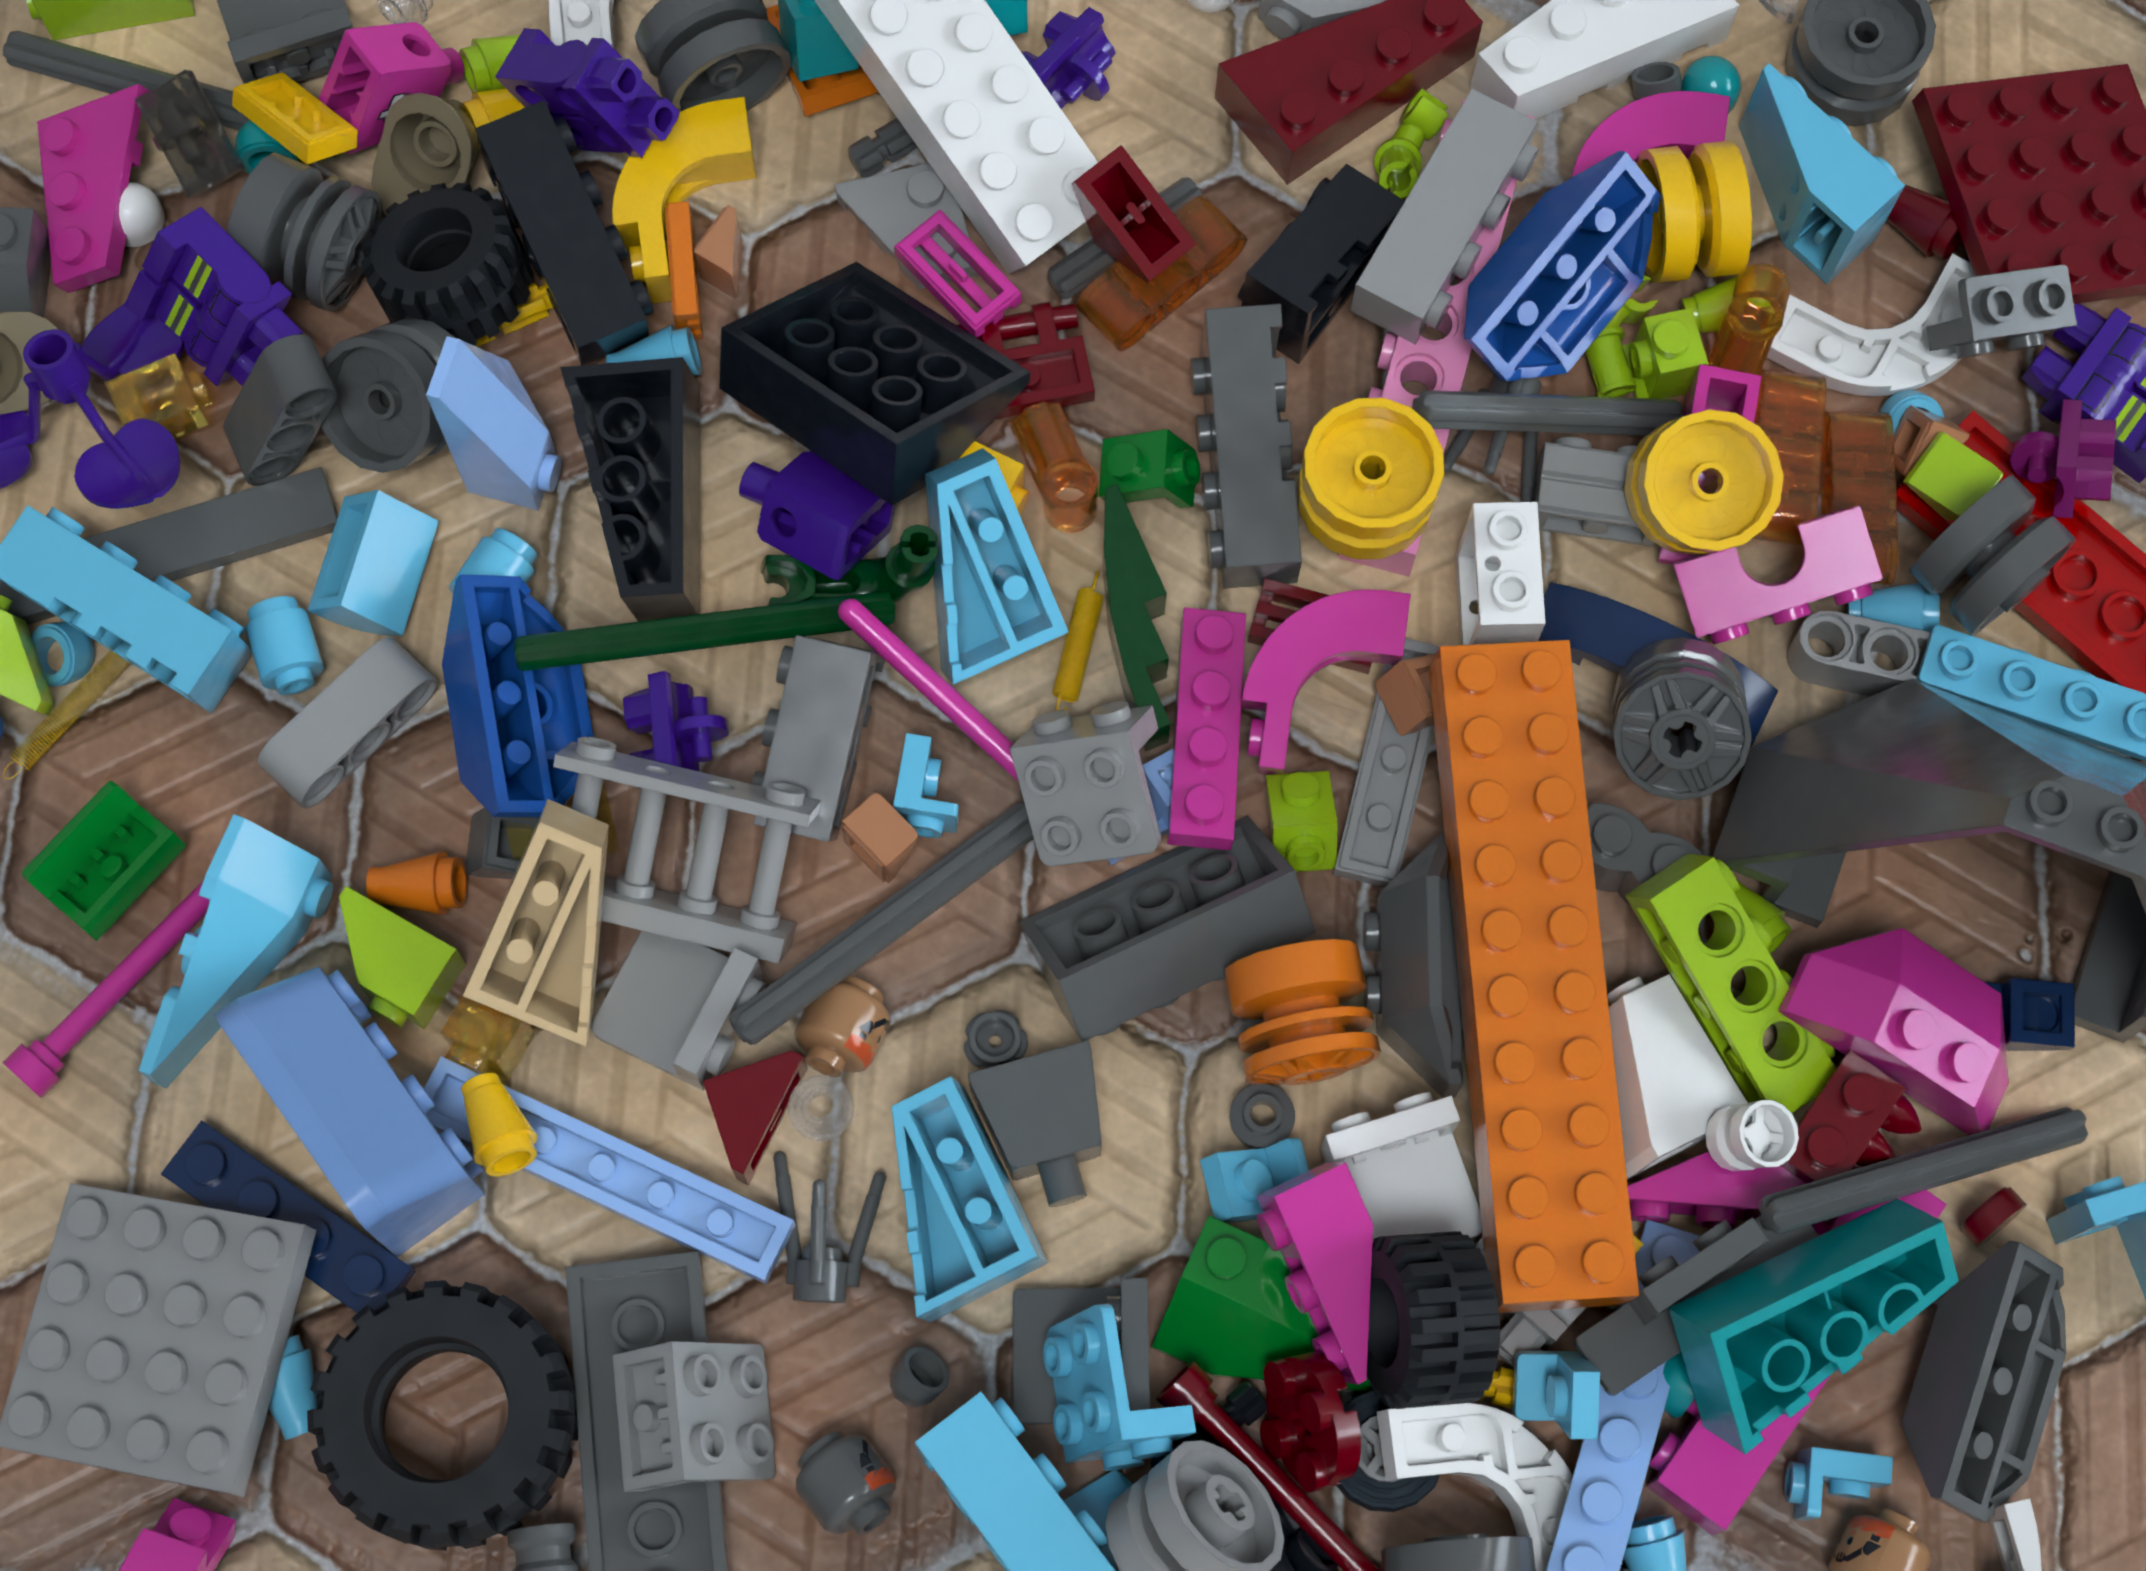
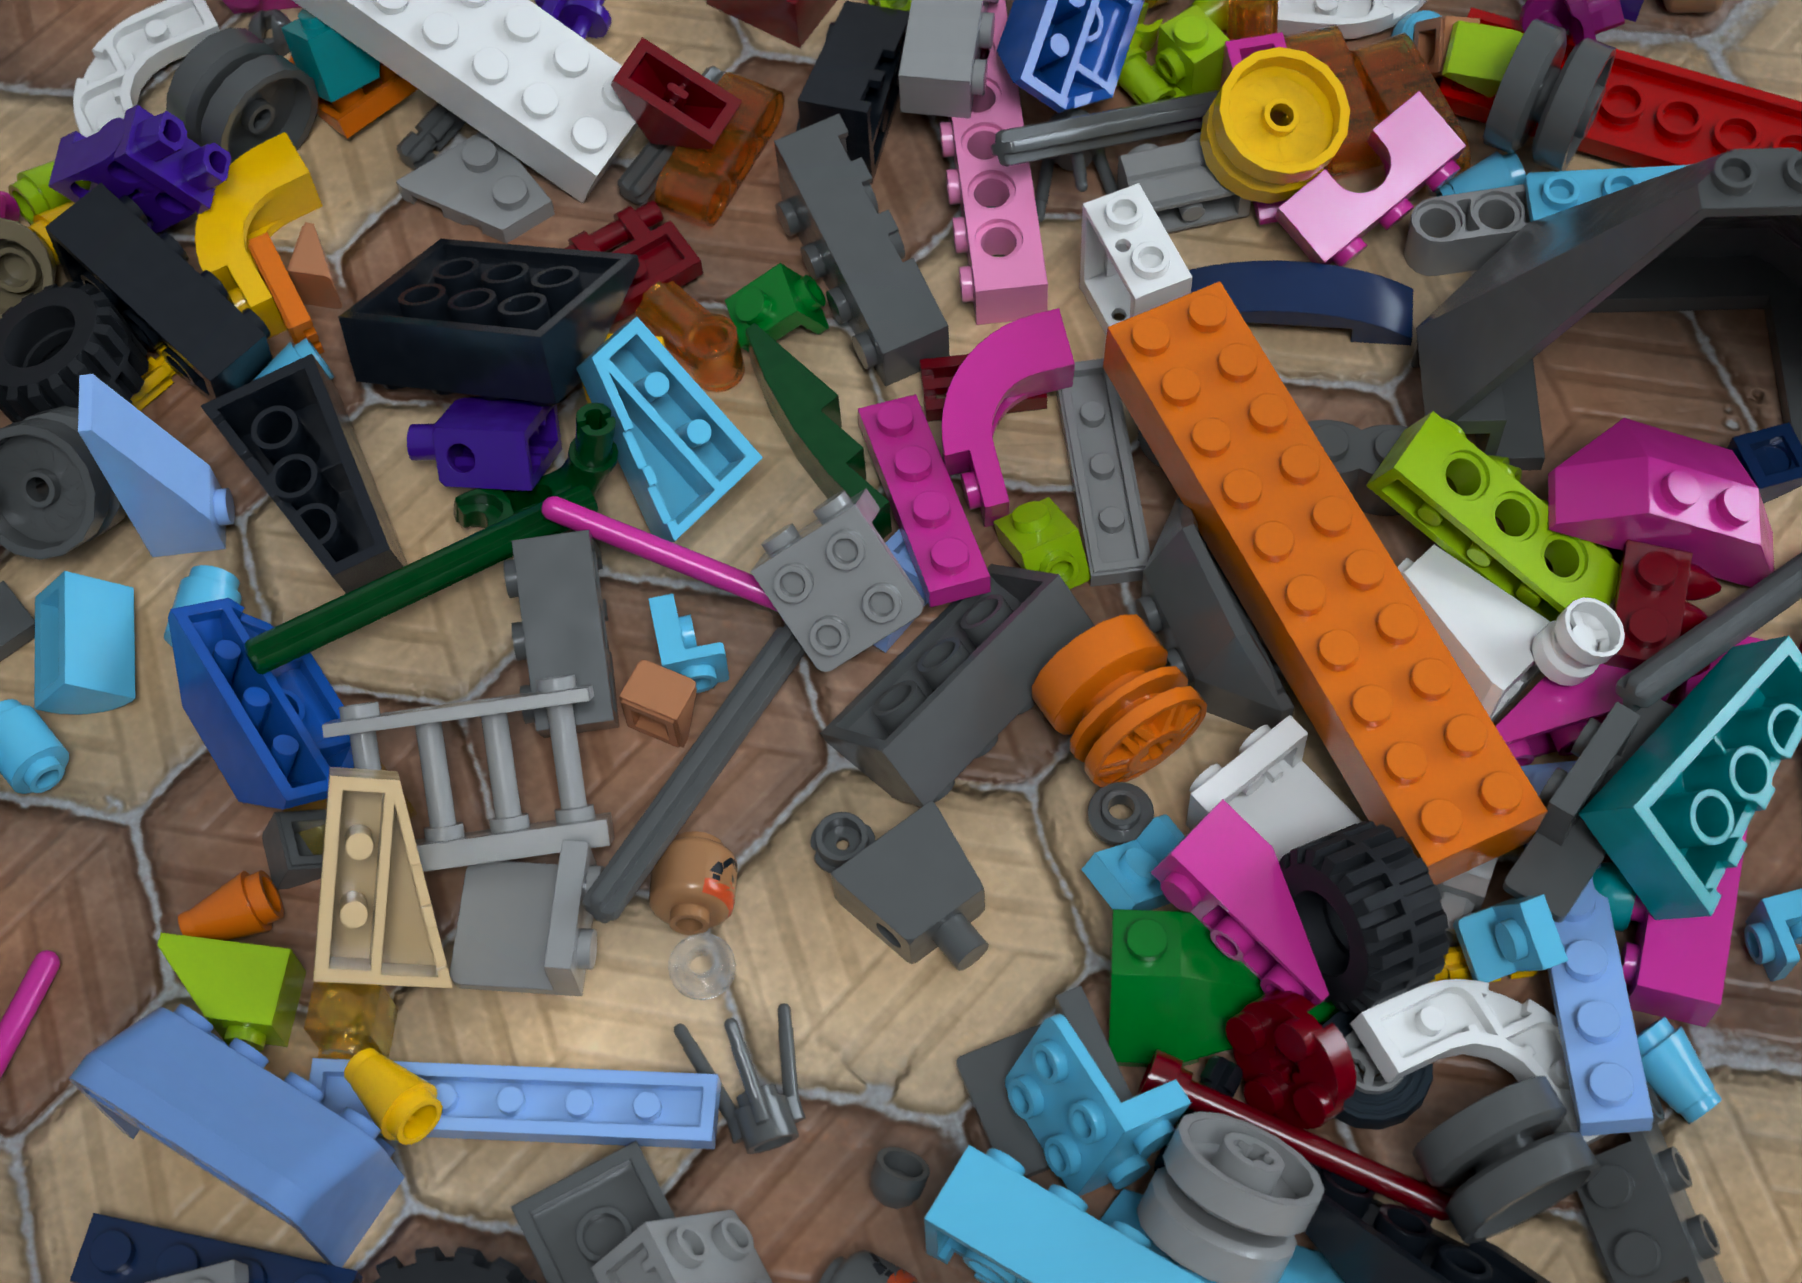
camera: 15 degrees left, 10 degrees down
(256, 913) = (82, 992): medium azure wedge -> none
(347, 722) = (108, 793): light grey beam -> none
(677, 721) = (432, 678): dark purple hips -> none
(751, 1106) = (633, 988): dark red slope -> none
(959, 1203) = (876, 998): medium azure wedge -> none
(990, 309) = (531, 215): dark pink tile -> none
(1078, 644) = (774, 475): yellow piece -> none
(1370, 478) = (981, 225): yellow wheel -> none
(1407, 694) = (1094, 403): nougat slope -> none
(1674, 685) = (1331, 294): dark grey wheel -> none

